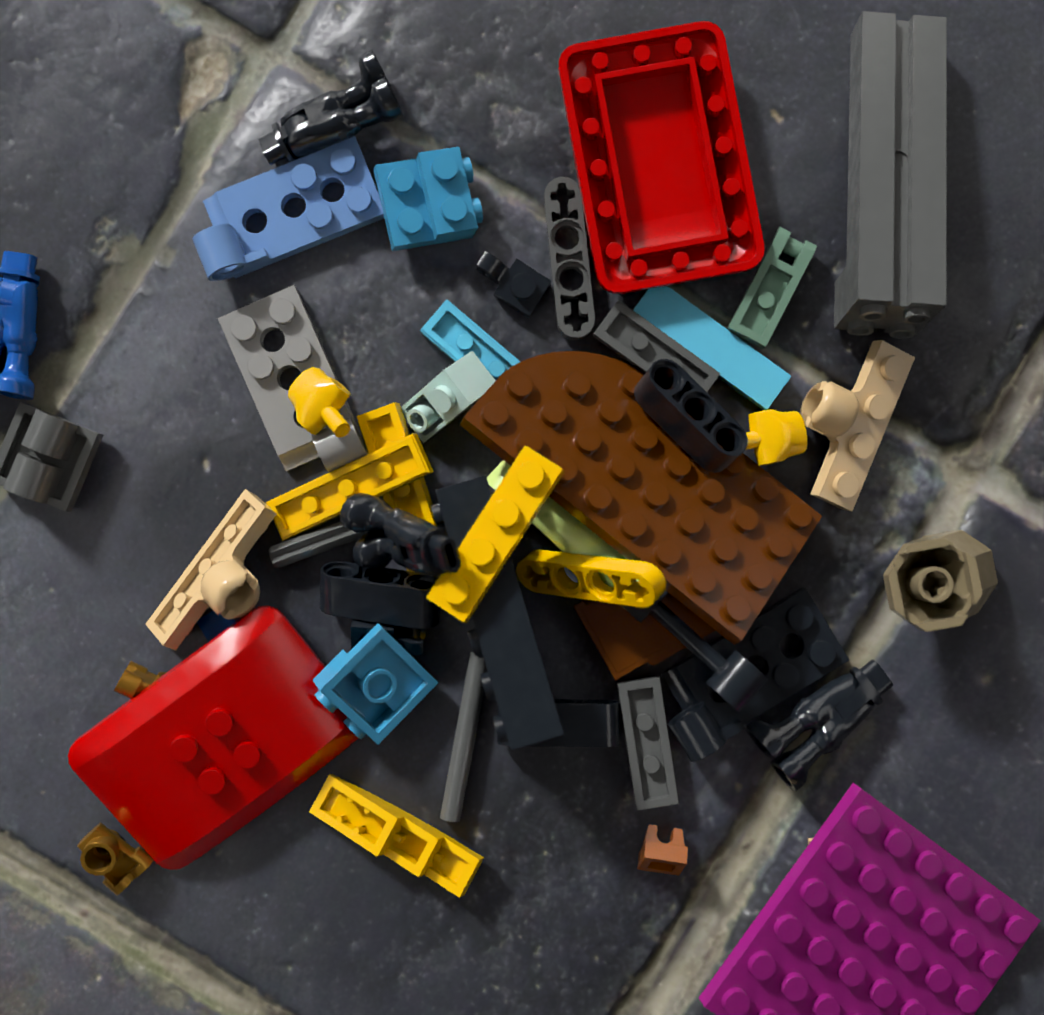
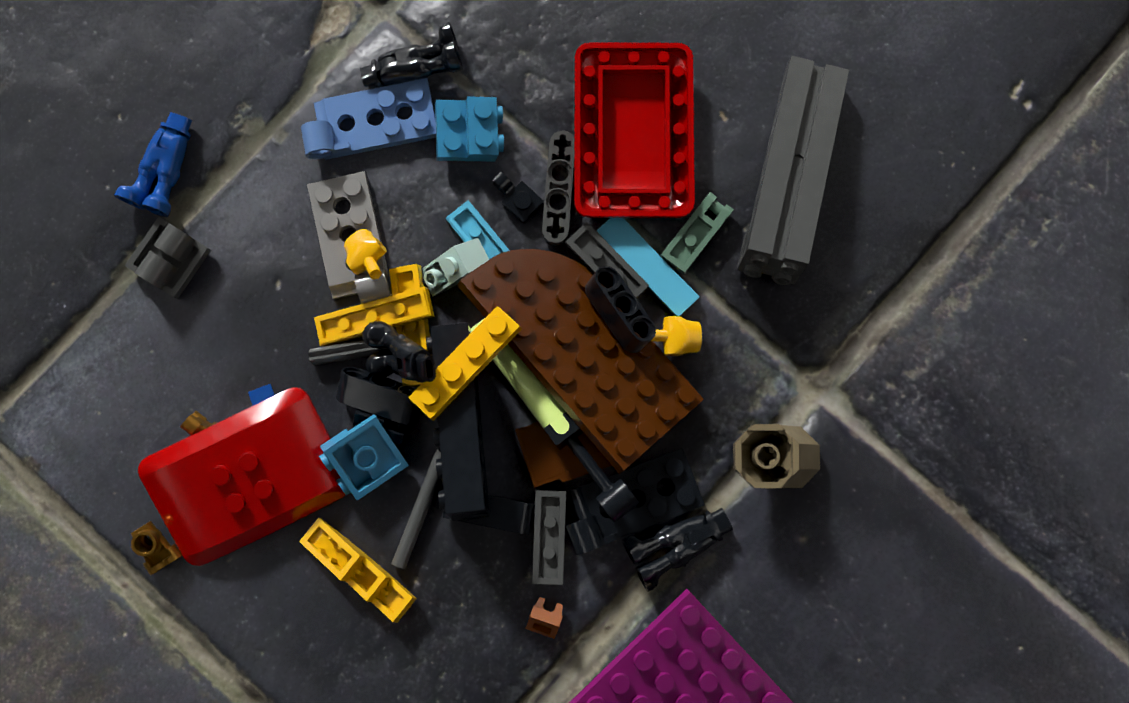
camera: 20 degrees right, 5 degrees down
(215, 575) = (268, 360): tan plate -> none
(586, 568) = (527, 415): yellow beam -> none
(855, 422) = (738, 337): tan plate -> none

